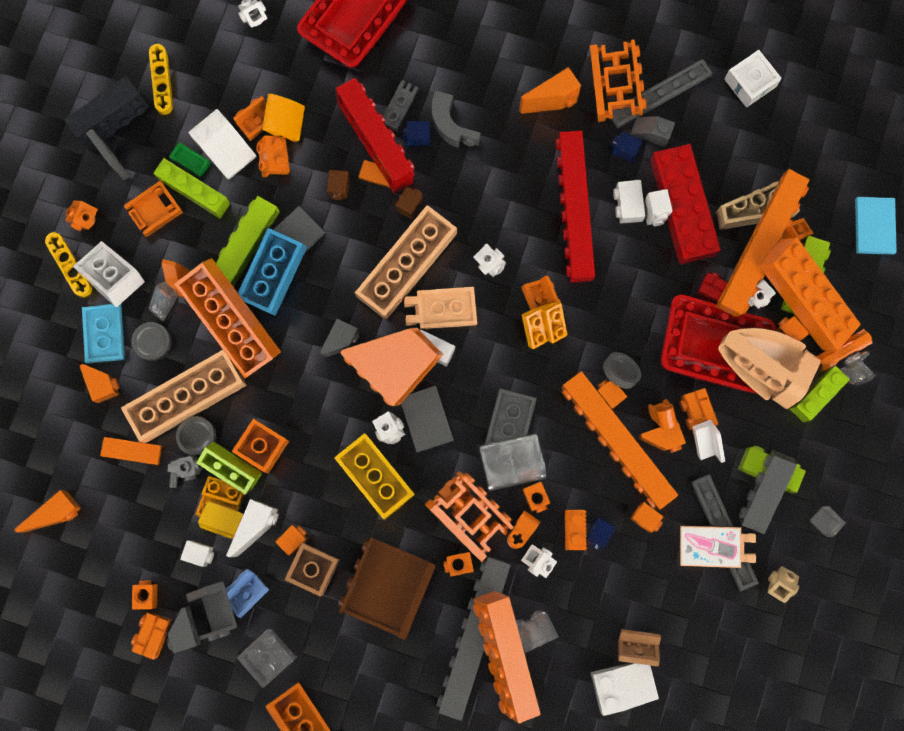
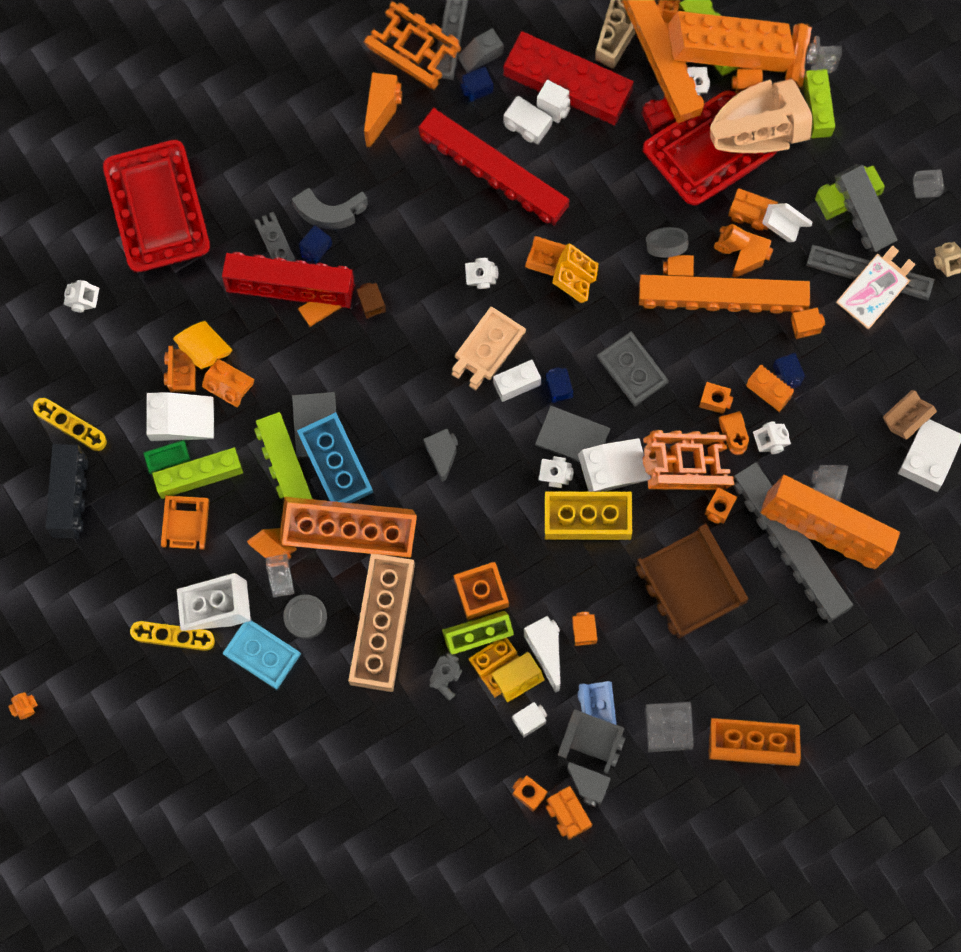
camera: 50 degrees left, 5 degrees down
(54, 511) = (389, 817): orange slope -> none
(80, 215) = (138, 587): orange brick -> none
(100, 385) = (306, 688): orange slope -> none
(108, 154) = (108, 517): dark grey tile -> none
(131, 451) = (389, 709): orange tile -> none
(195, 435) = (423, 642): dark grey piece -> none
(312, 569) = (625, 630): medium nougat brick -> none
(338, 184) = (303, 347): reddish brown brick -> none
(394, 363) = (503, 421): orange slope -> none
(406, 262) = (423, 343): light nougat brick -> none
(426, 465) = (613, 465): none -> white slope
(455, 379) = (559, 384): none -> clear blue brick
(513, 462) = (671, 392): clear slope -> none

